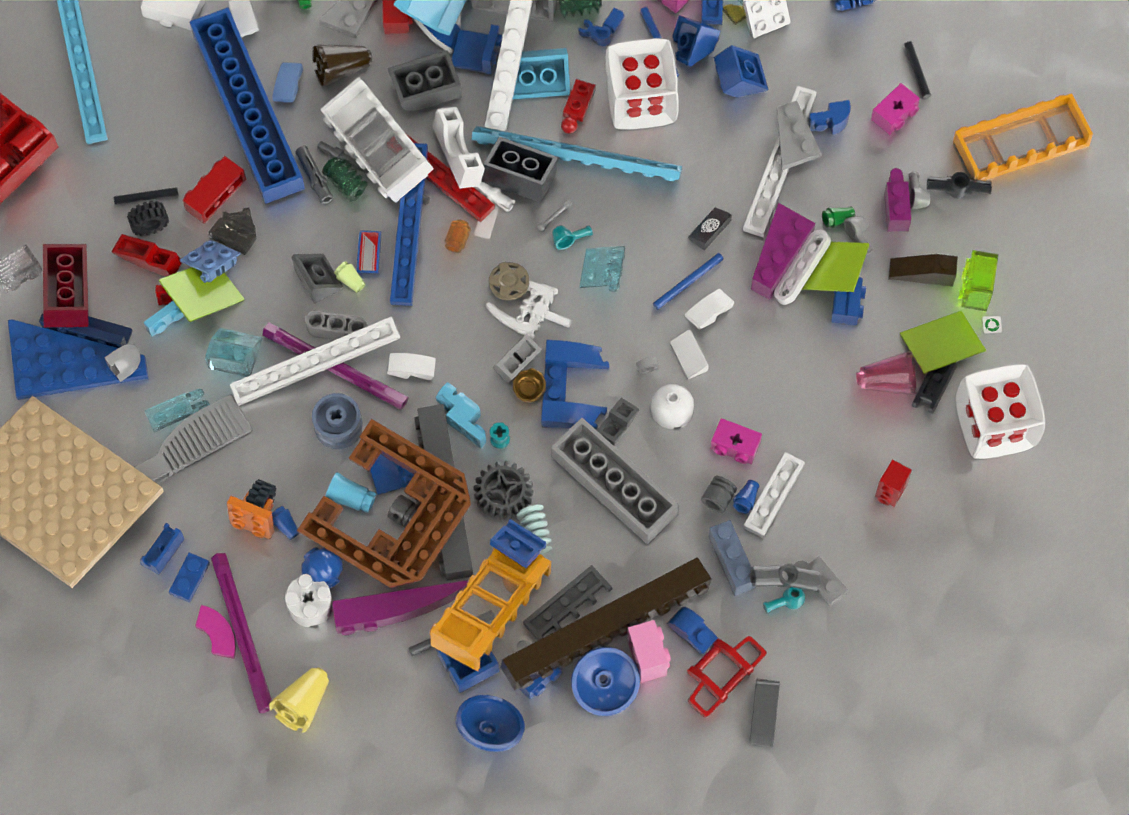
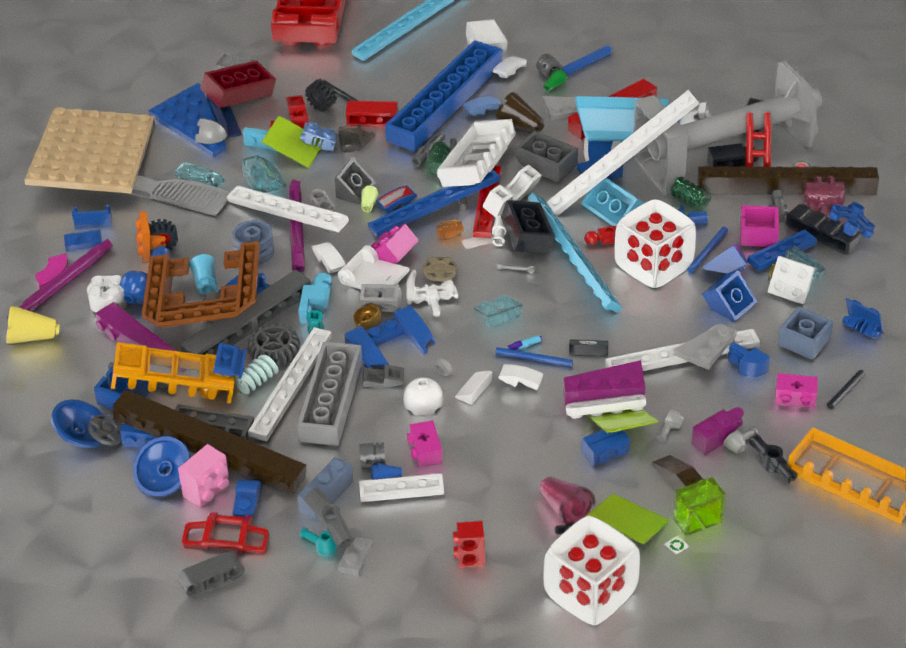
camera: 55 degrees right, 25 degrees down
(442, 301) = (395, 244): none -> slope
(464, 343) = (368, 269): none -> white door
(510, 702) = (107, 428): none -> dark grey wheel
(564, 238) = (501, 278): teal bar -> none
(567, 506) = (289, 385): none -> white plate
(665, 278) = (524, 344): none -> medium azure piece
(835, 216) = (668, 401): green cone -> none
(838, 50) = (805, 333): none -> sand blue brick

